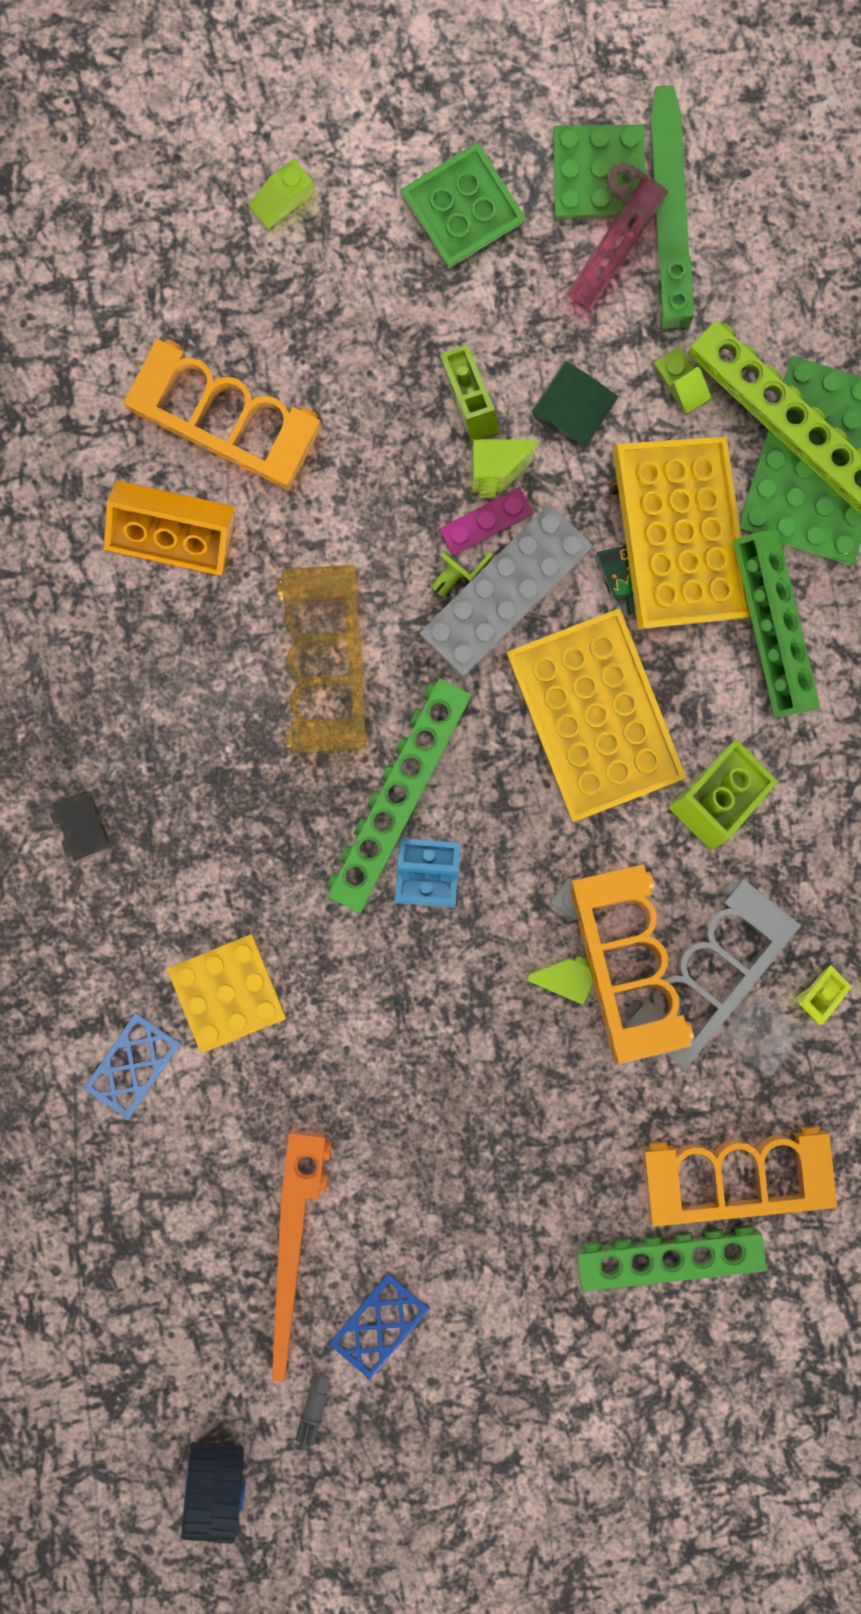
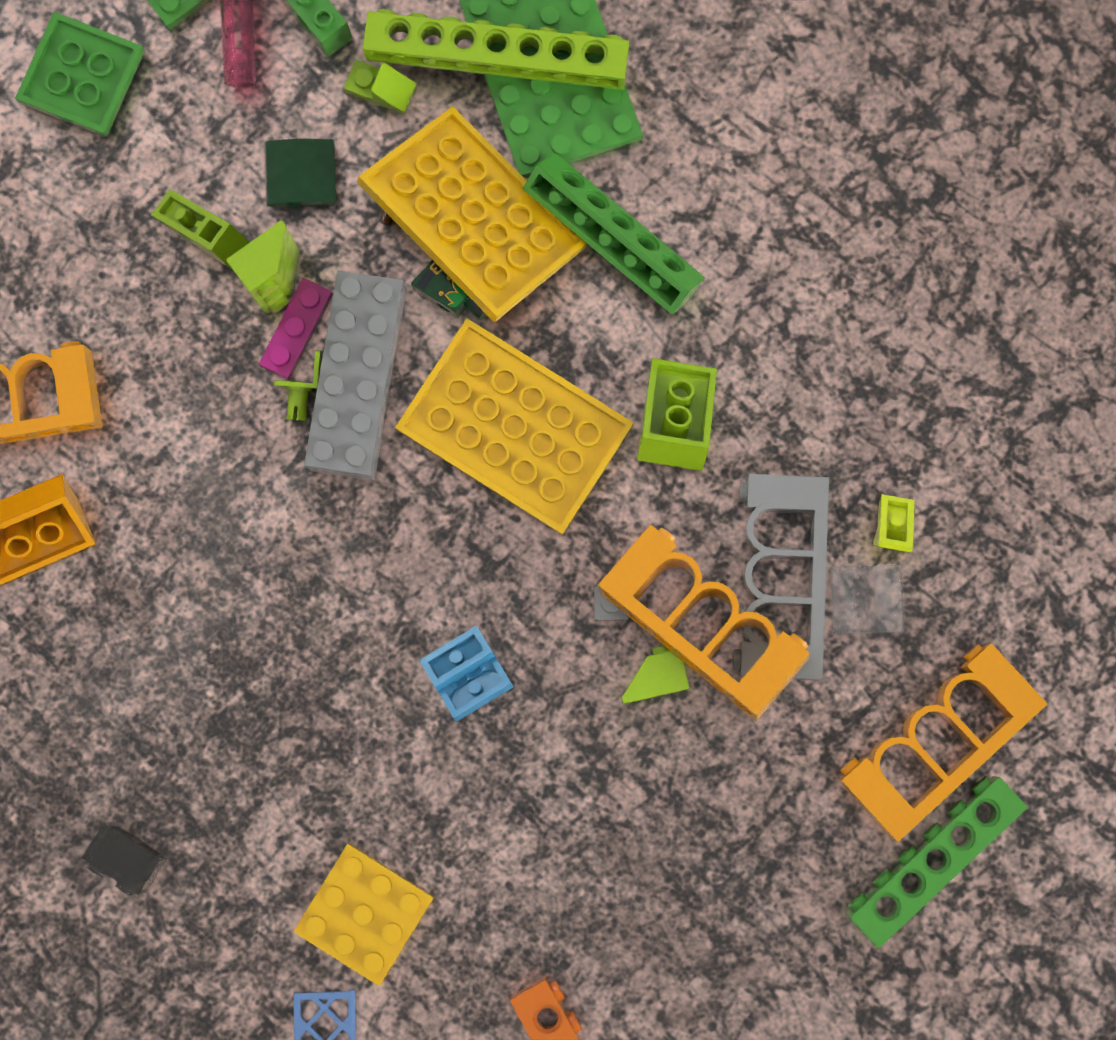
camera: 25 degrees left, 5 degrees down
(317, 585) = (189, 487): clear yellow fence -> none
(455, 702) = (381, 503): bright green brick -> none

